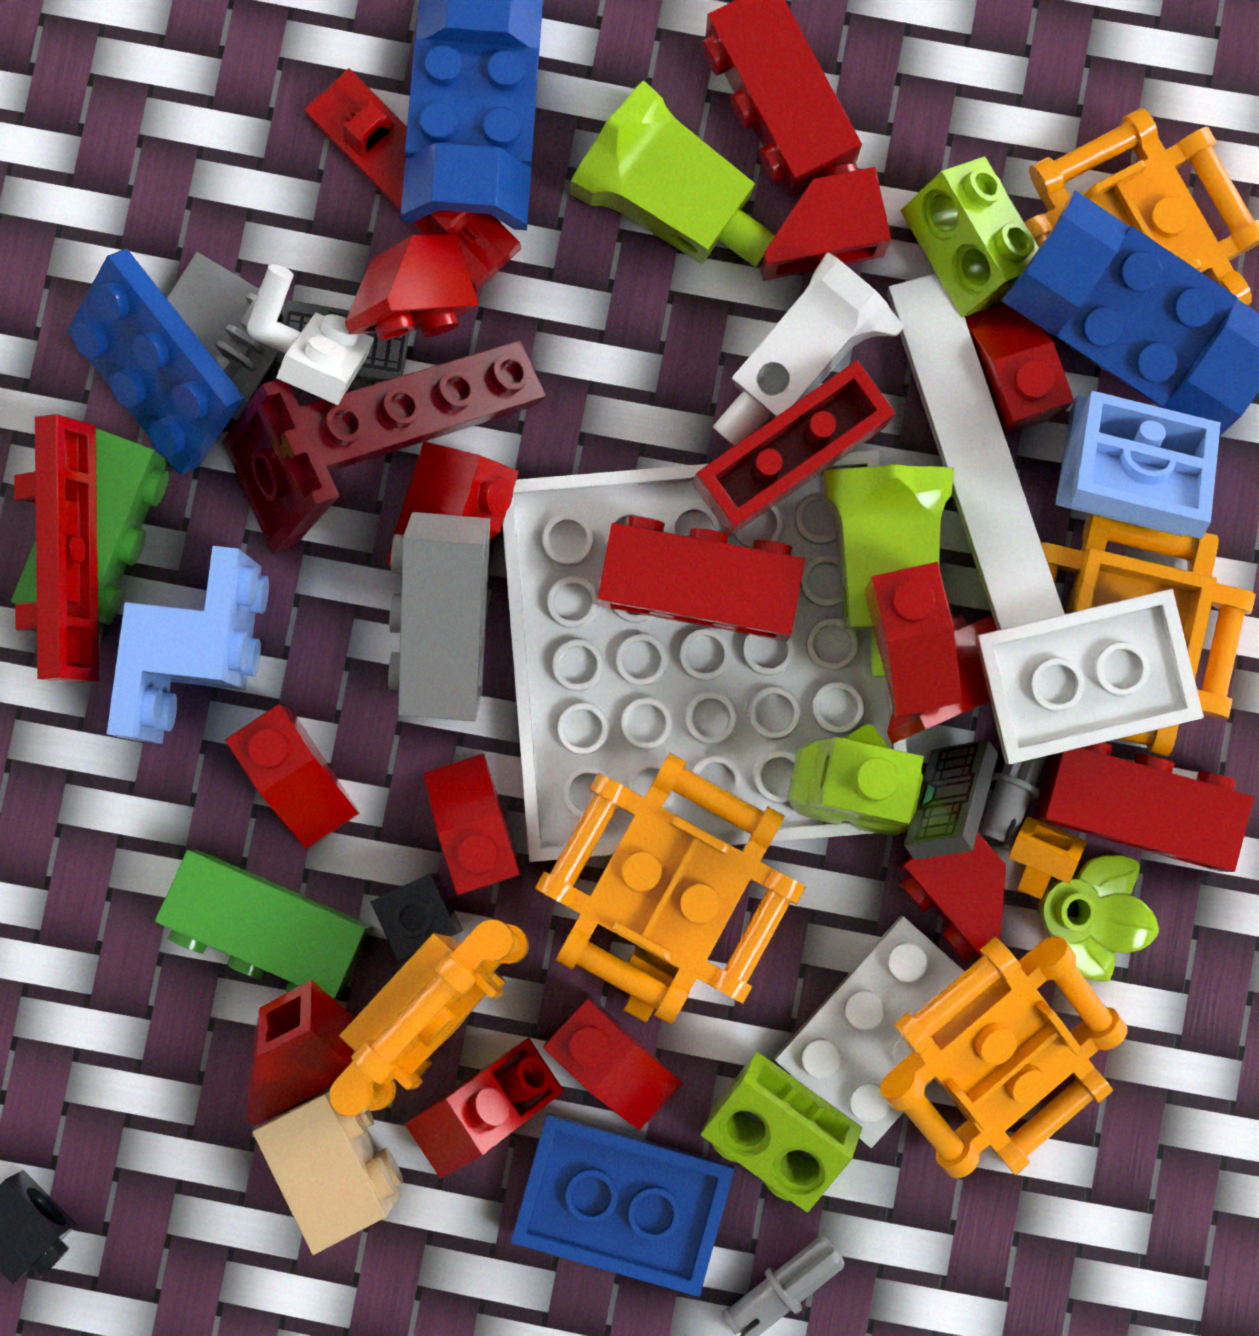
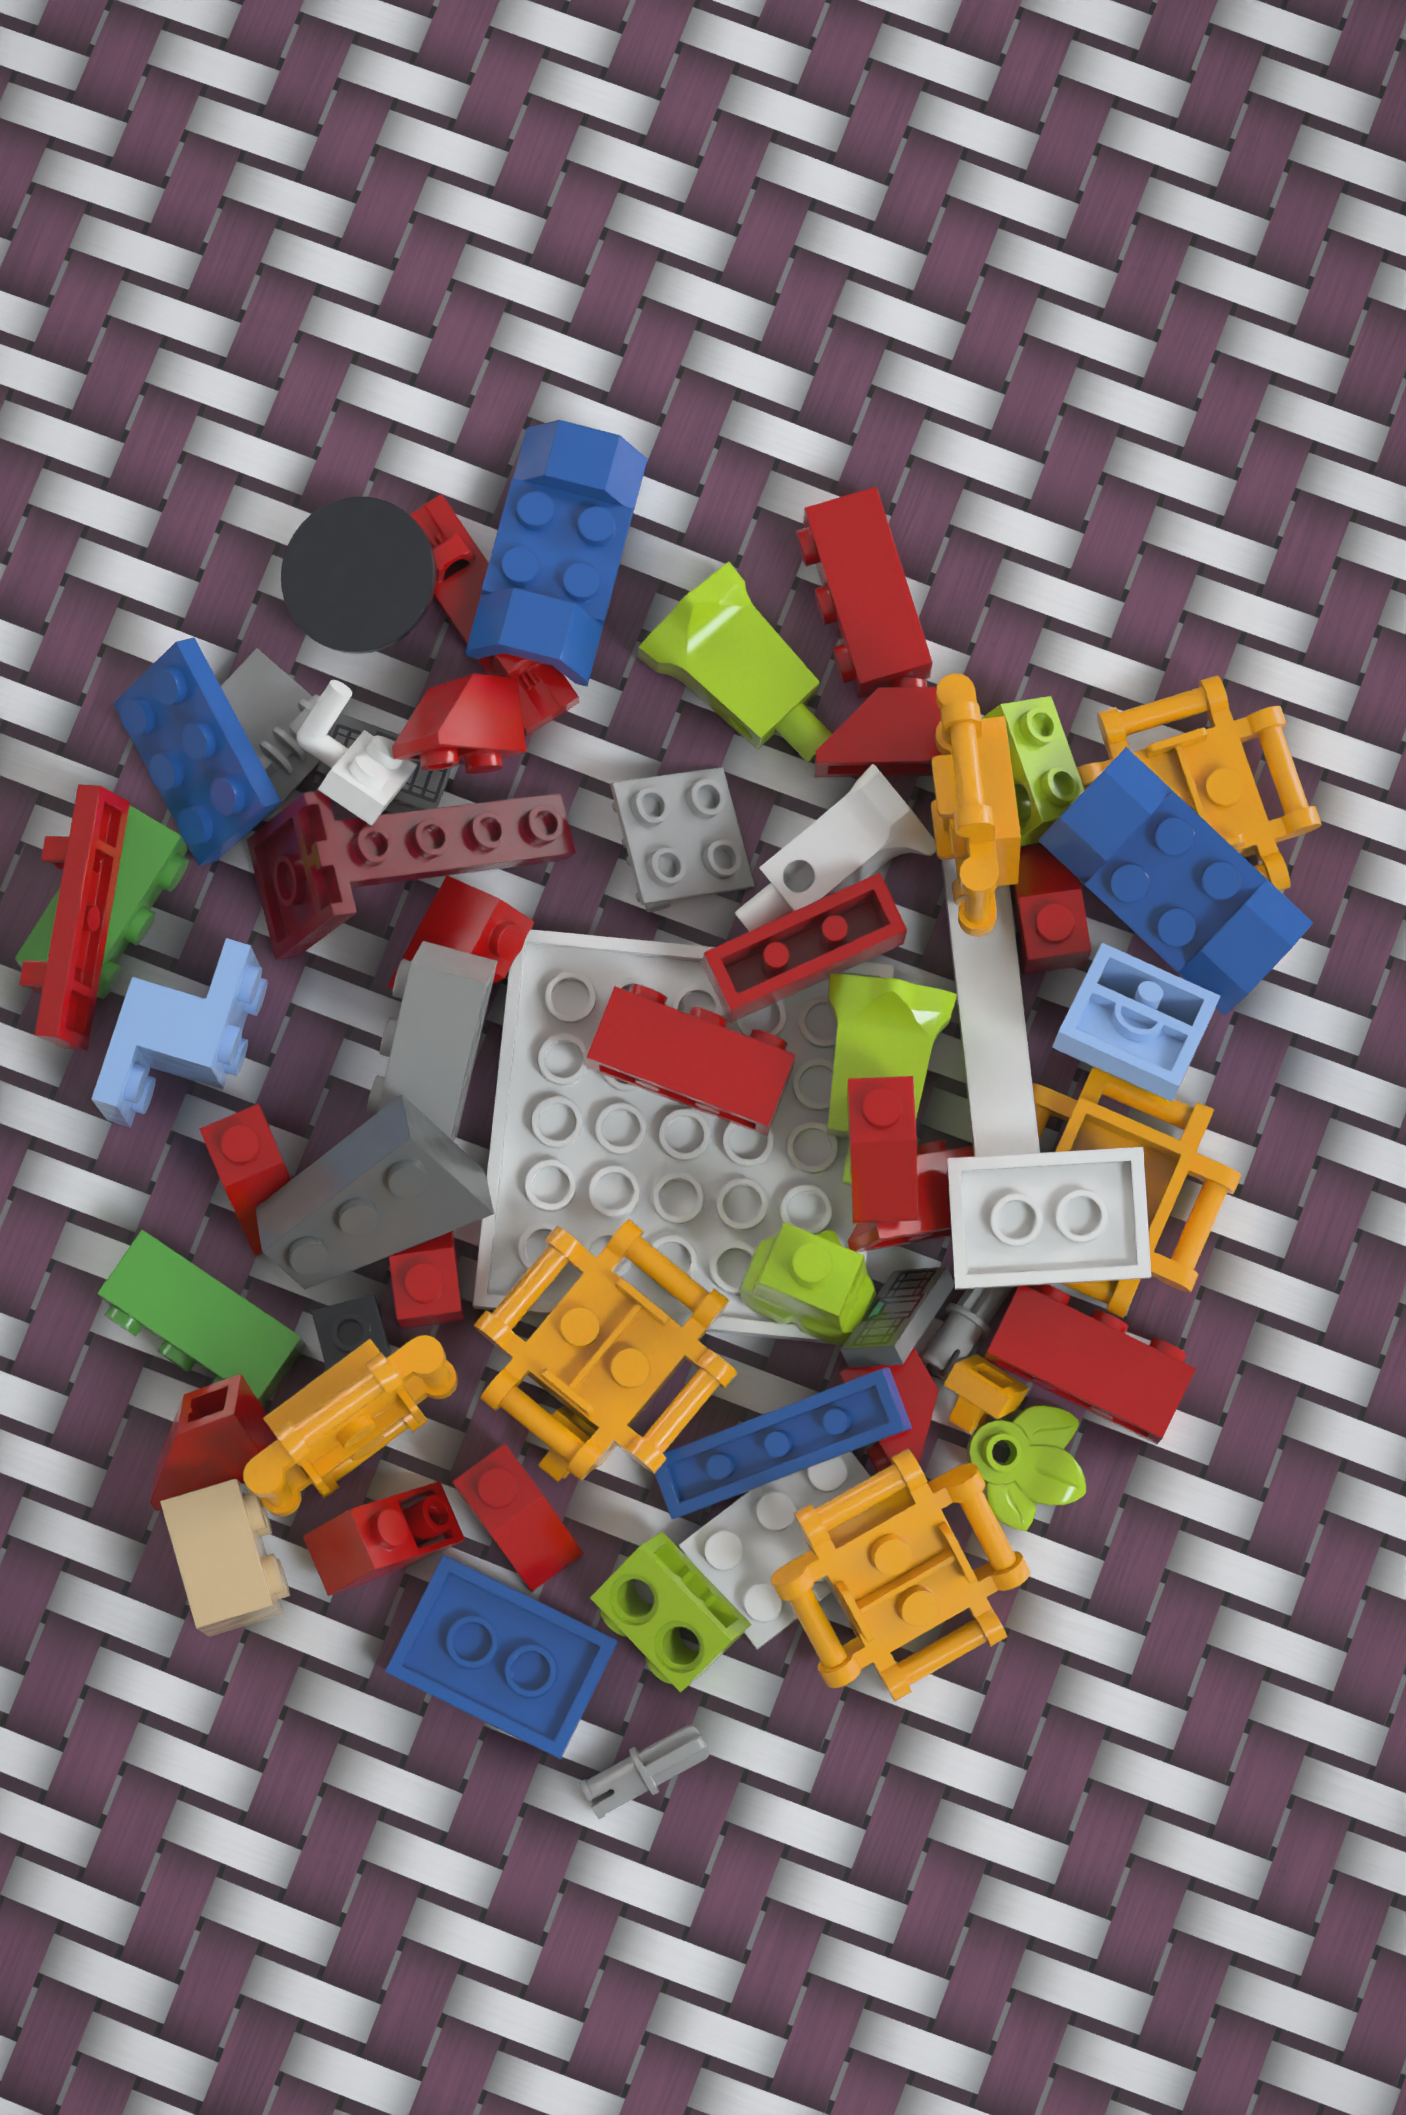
camera: 10 degrees right, 5 degrees down
(281, 159) = (358, 575): none -> black piece
(410, 777) = (372, 1197): none -> dark grey wedge
(645, 361) = (681, 836): none -> light grey hinge
(864, 944) = (782, 1443): none -> blue plate
(945, 271) = (974, 803): none -> light orange brick

